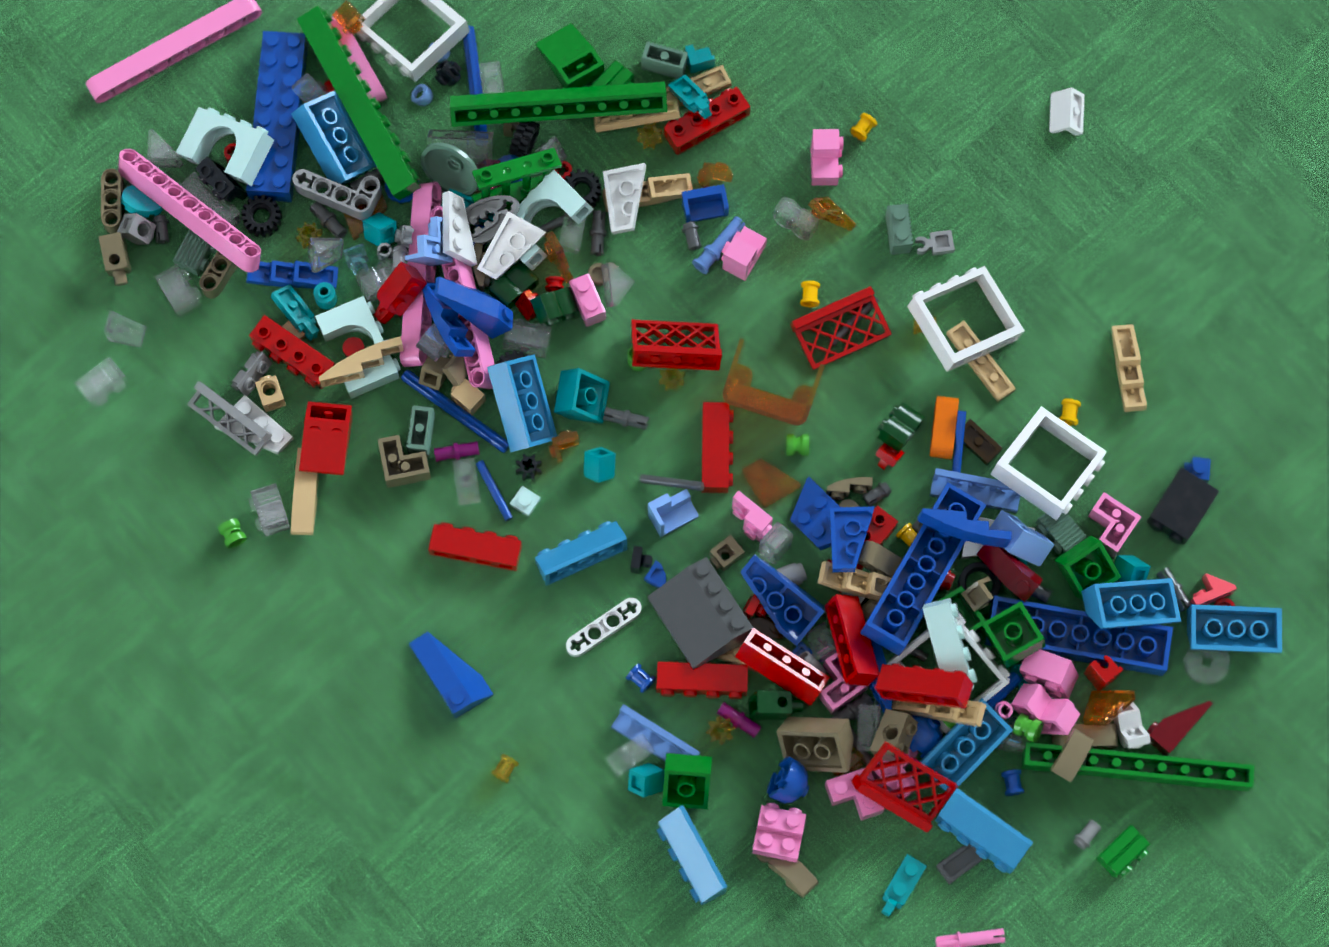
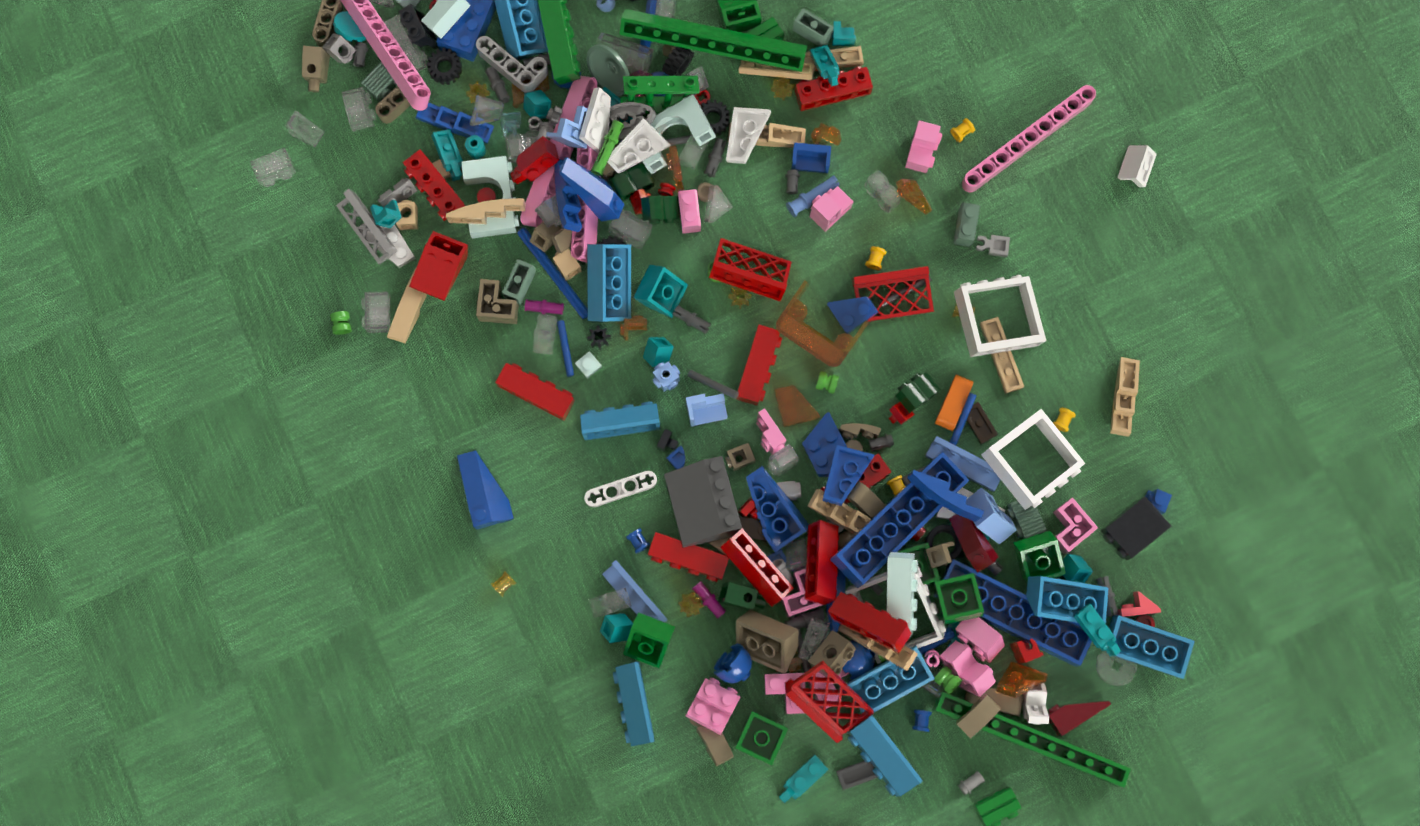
camera: 15 degrees right, 5 degrees up
(250, 398) = (387, 215): none -> teal panel
(477, 246) = (610, 141): none -> bright green pin
(620, 495) = (669, 382): none -> light blue brick
(802, 360) = (852, 312): none -> blue wing
(843, 852) = (761, 738): none -> green brick
(937, 125) = (1033, 131): none -> bright pink beam
(1173, 626) = (1097, 630): none -> teal hinge

